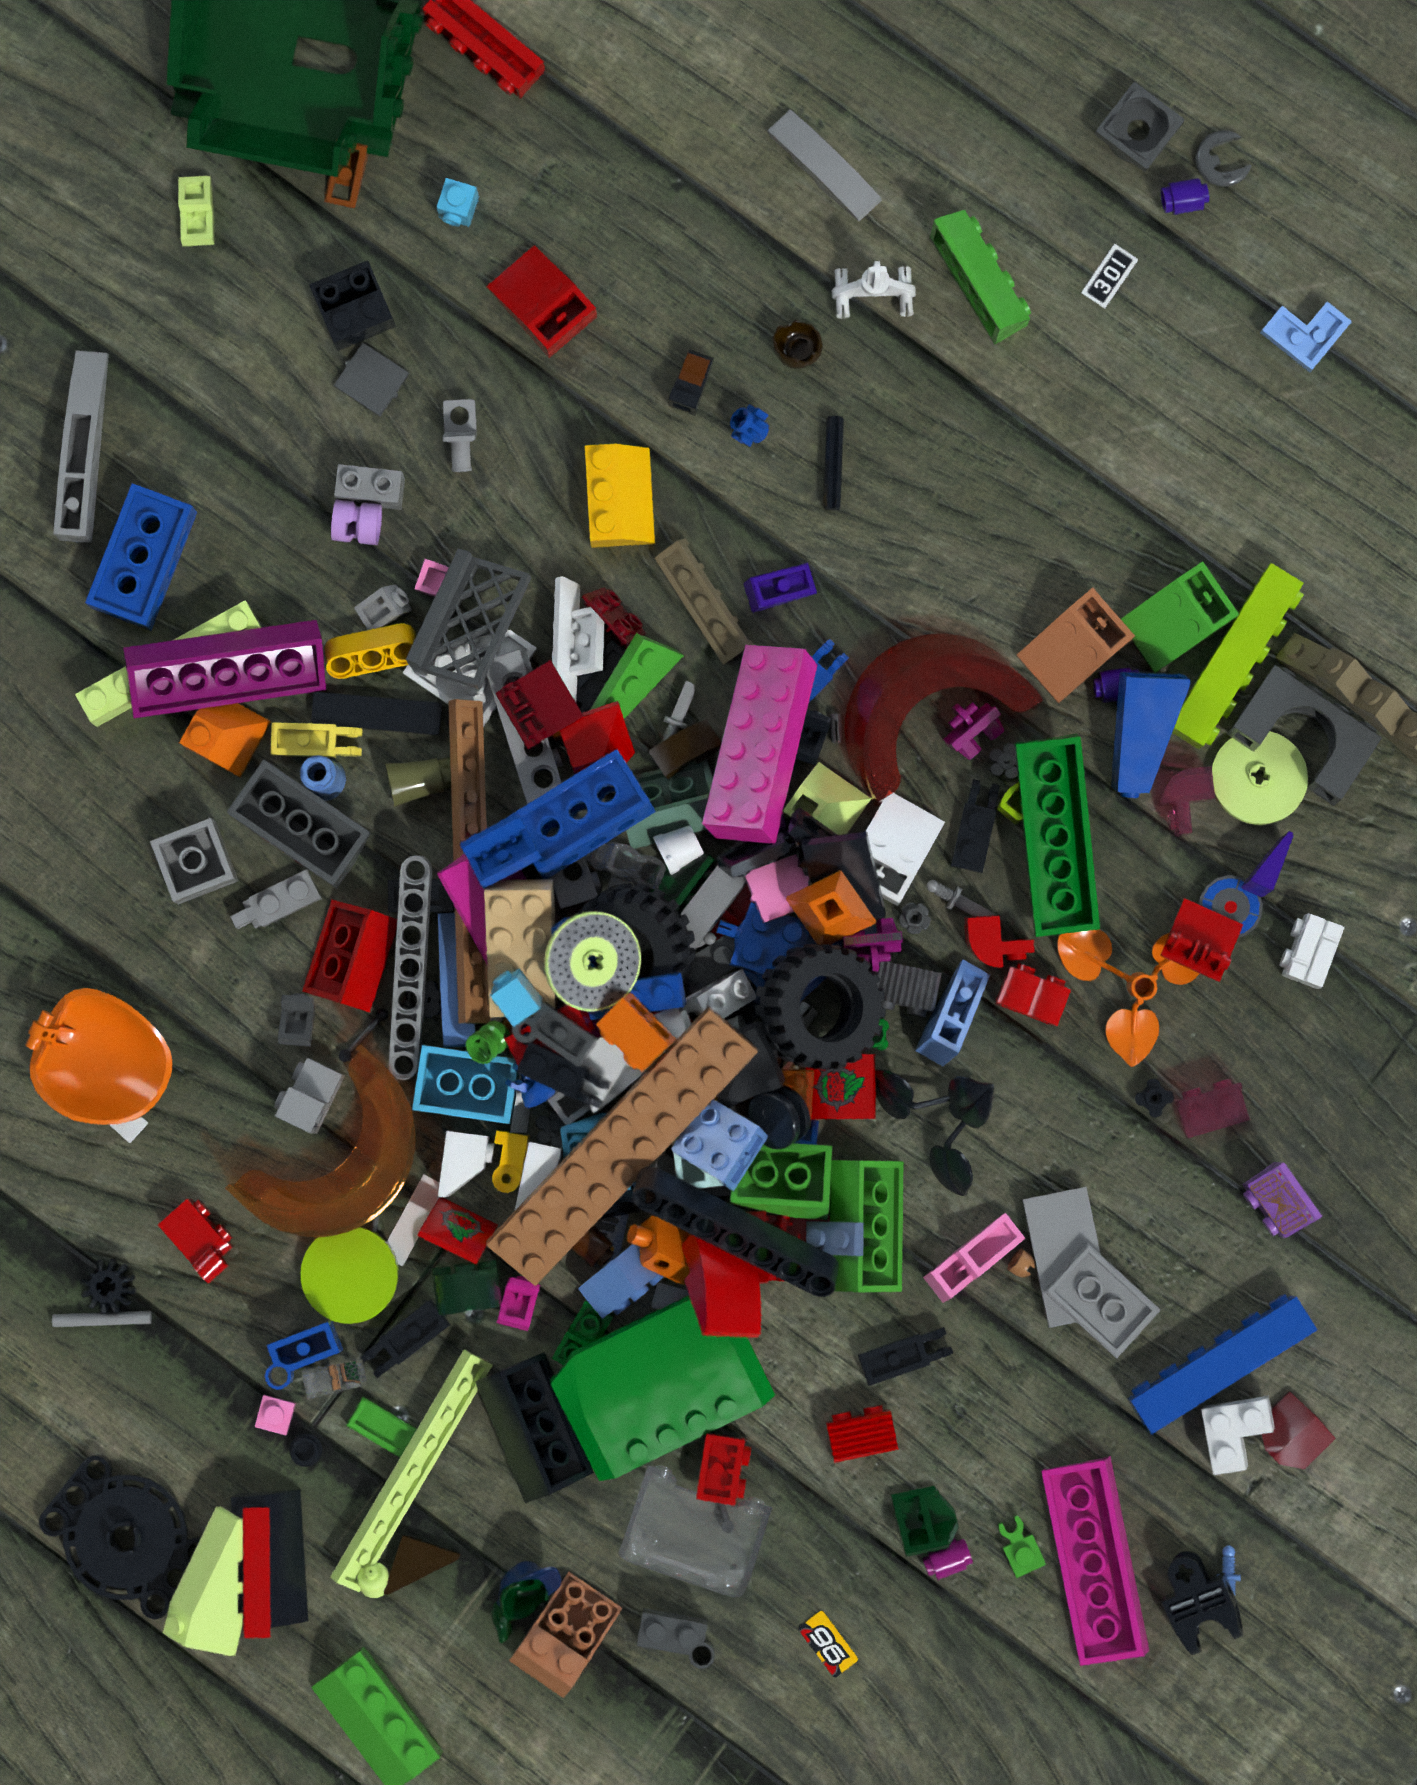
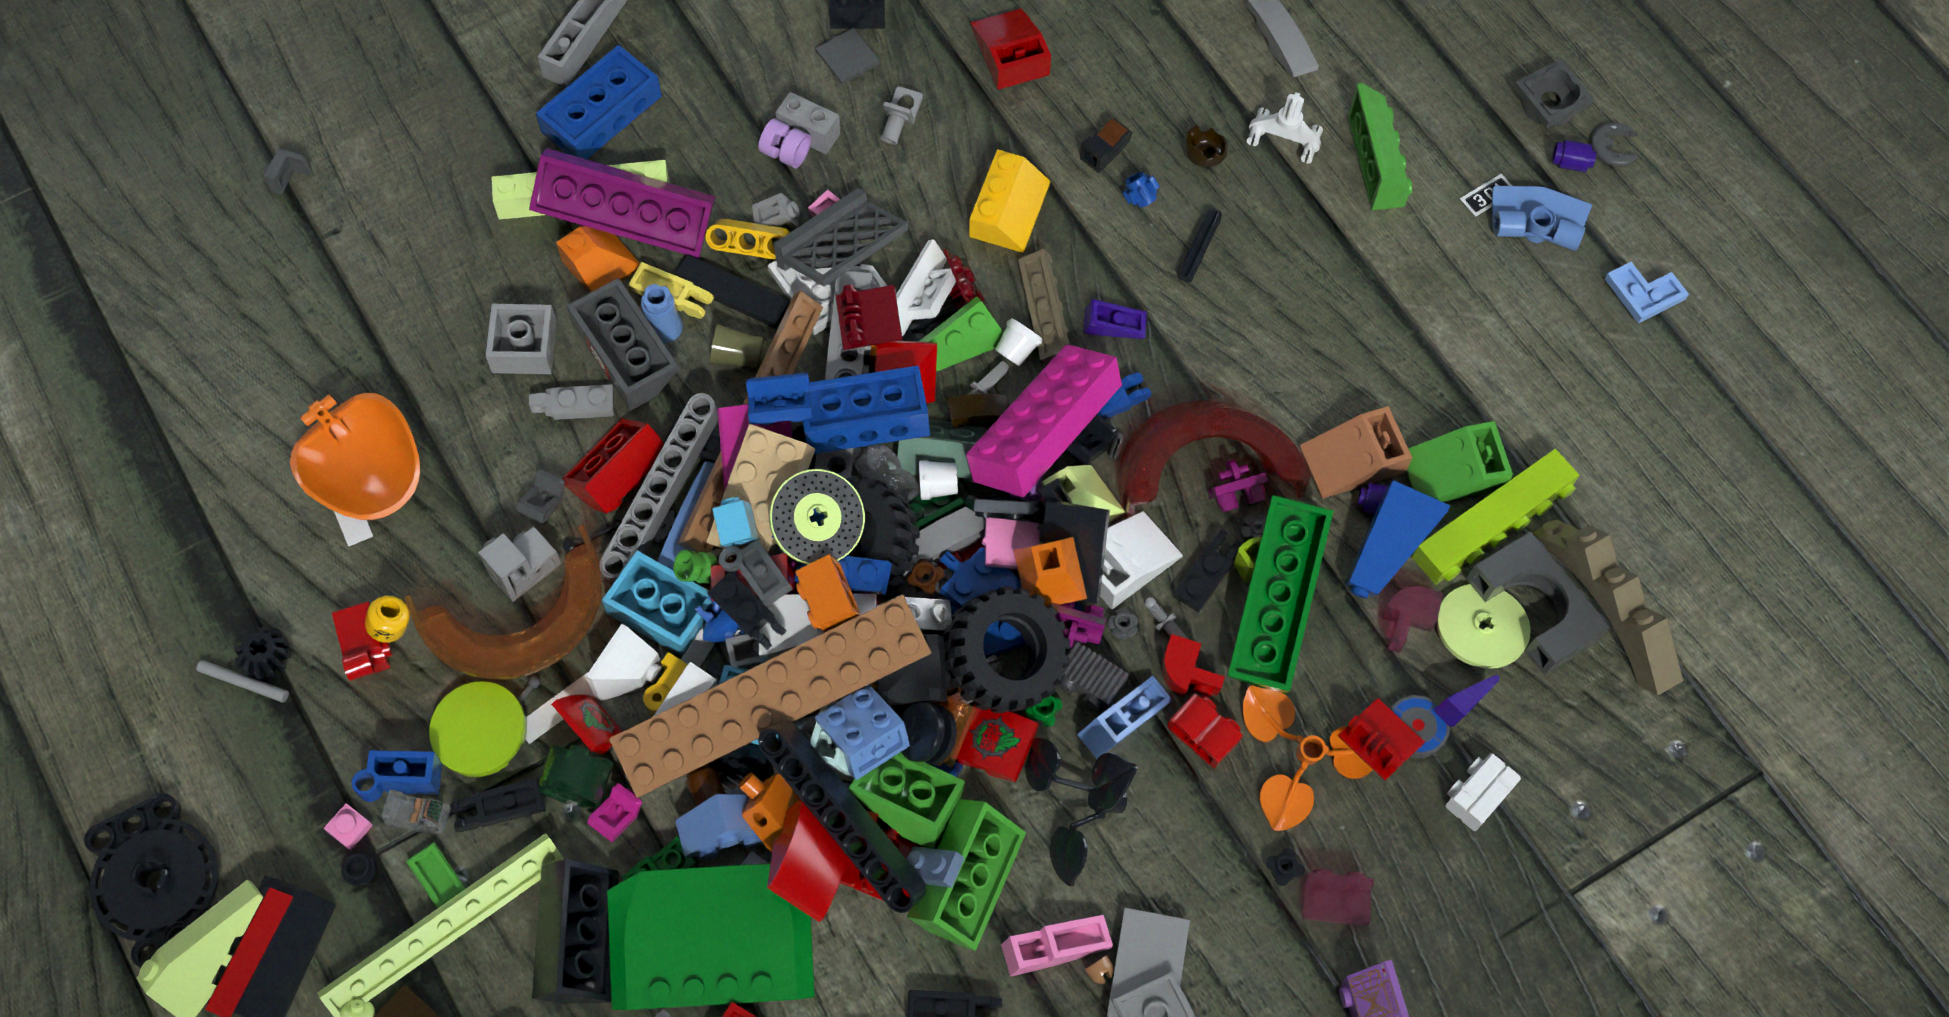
camera: 20 degrees right, 20 degrees down
(218, 1204) = (387, 619): none -> yellow head
(694, 657) = (1017, 342): none -> white piece
(702, 961) = (924, 567): none -> reddish brown plate
(1187, 272) = (1539, 215): none -> medium blue panel

